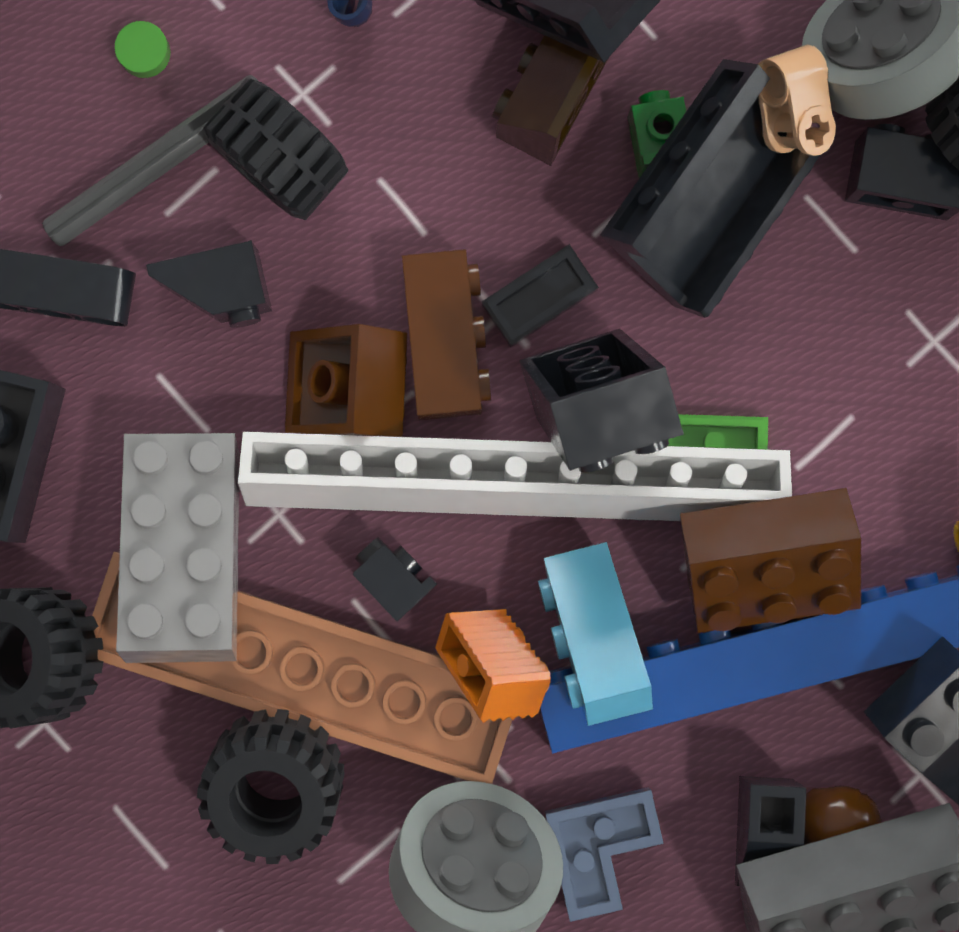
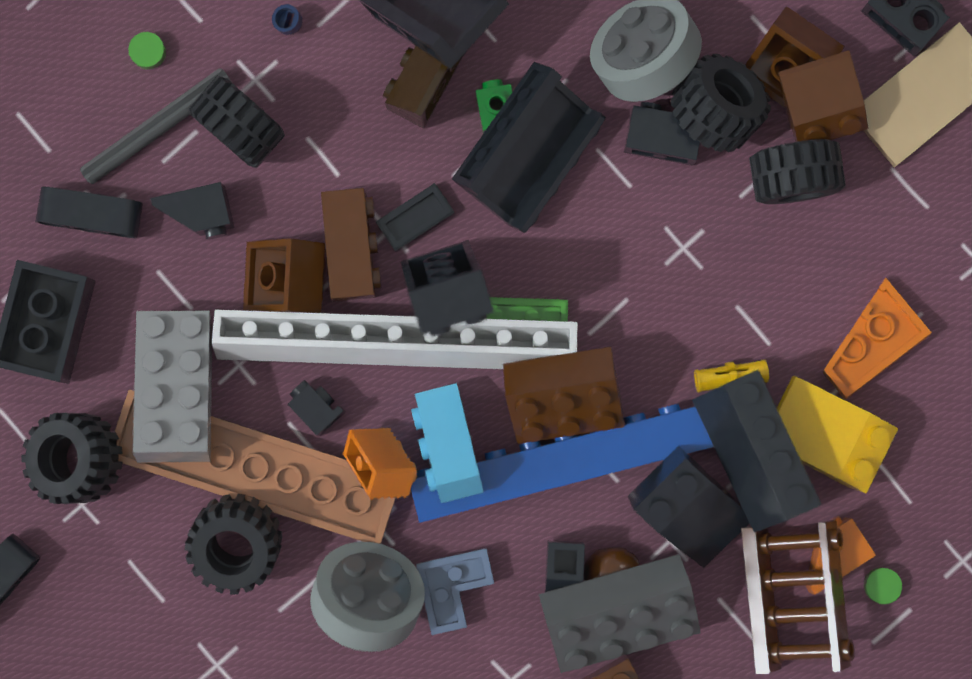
camera: 10 degrees right, 0 degrees up
(795, 100) = (581, 87): light nougat piece -> none

